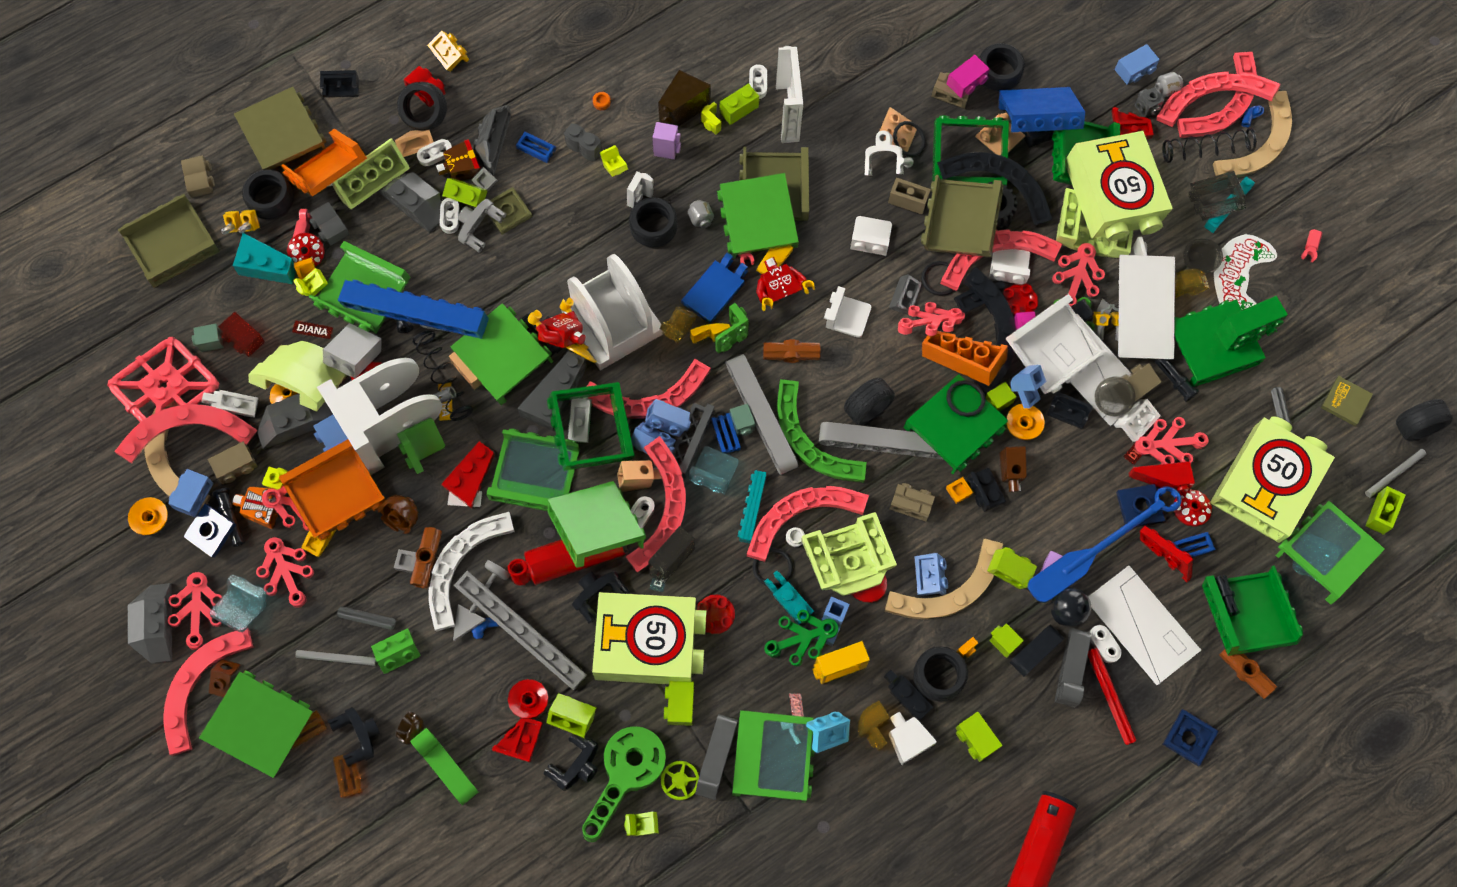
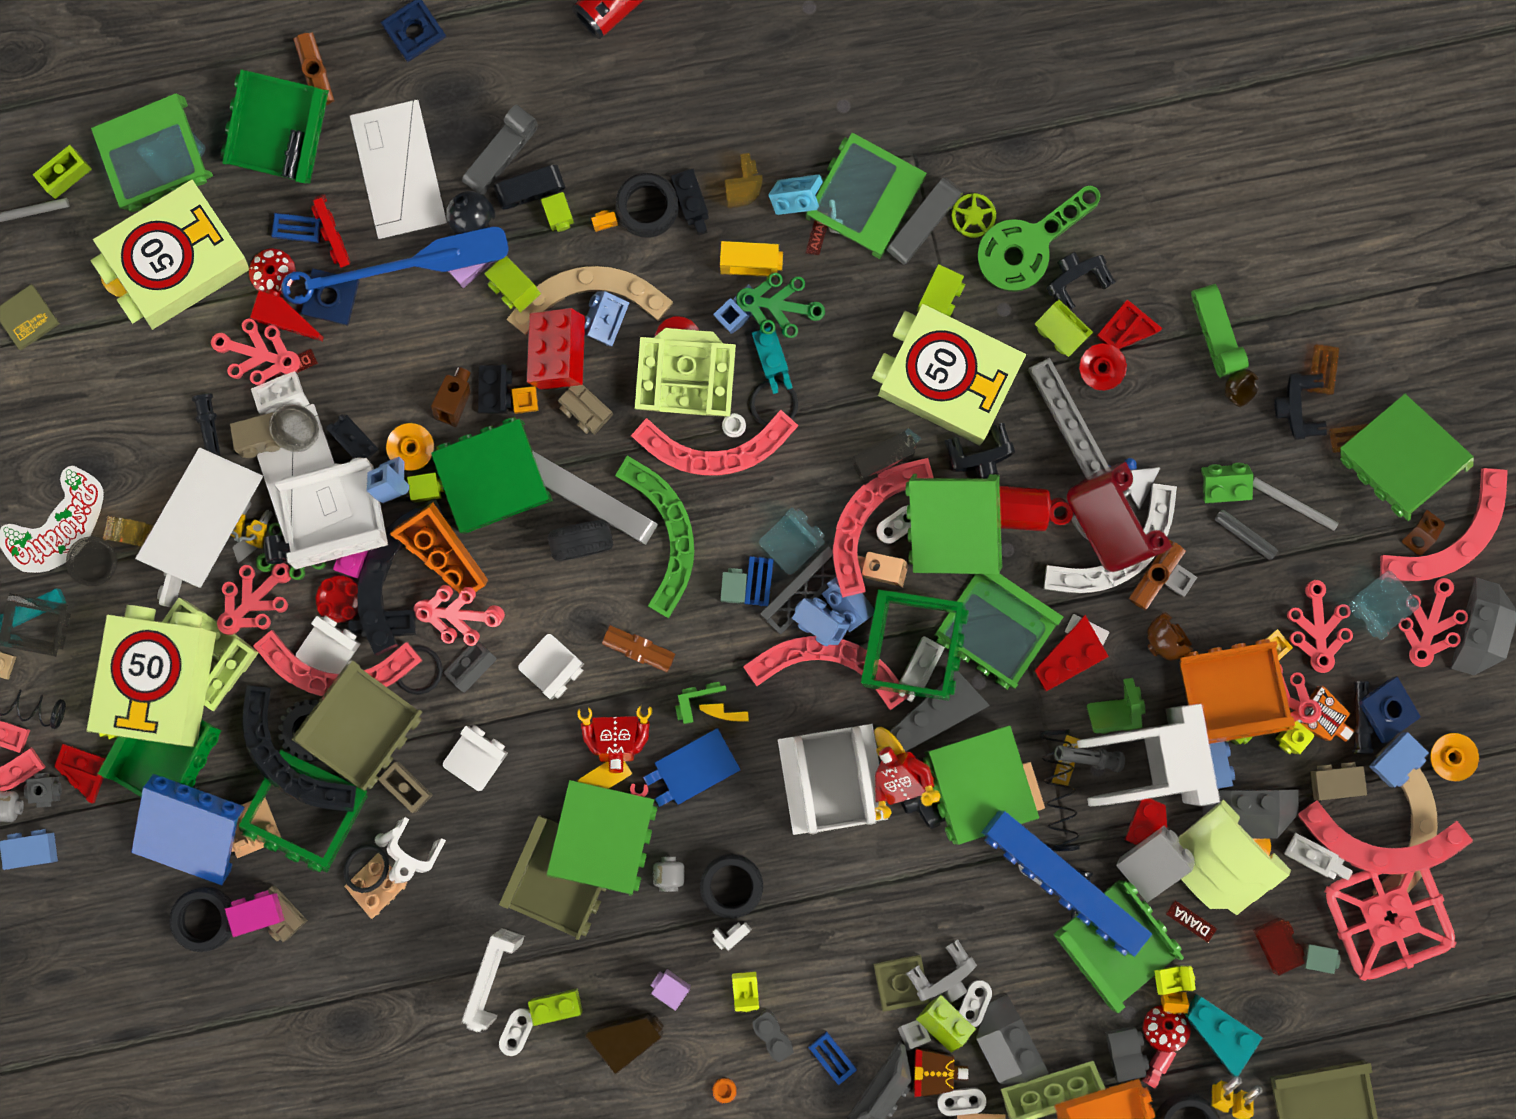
camera: 155 degrees left, 15 degrees up
(490, 579) = (1111, 521): none -> dark red windscreen
(641, 824) = (1033, 185): lime bracket -> none
(678, 324) = (757, 737): clear yellow brick -> none
(709, 119) = (601, 998): neon yellow bracket -> none
(719, 613) = (857, 374): red dish -> none
(753, 503) = (766, 480): teal piece -> none
(762, 414) = (708, 586): light grey beam -> none
(909, 738) = (712, 153): white torso -> none
(955, 531) = (556, 349): none -> red brick
(964, 413) = (446, 492): black piece -> none
(978, 737) = (638, 123): lime brick -> none
(1105, 643) = (451, 163): white plate -> none
(1111, 696) = (473, 107): red axle -> none
(1205, 351) = (137, 447): green panel -> none
(1251, 323) = (91, 438): green brick -> none
(1280, 404) = (108, 334): dark grey axle -> none

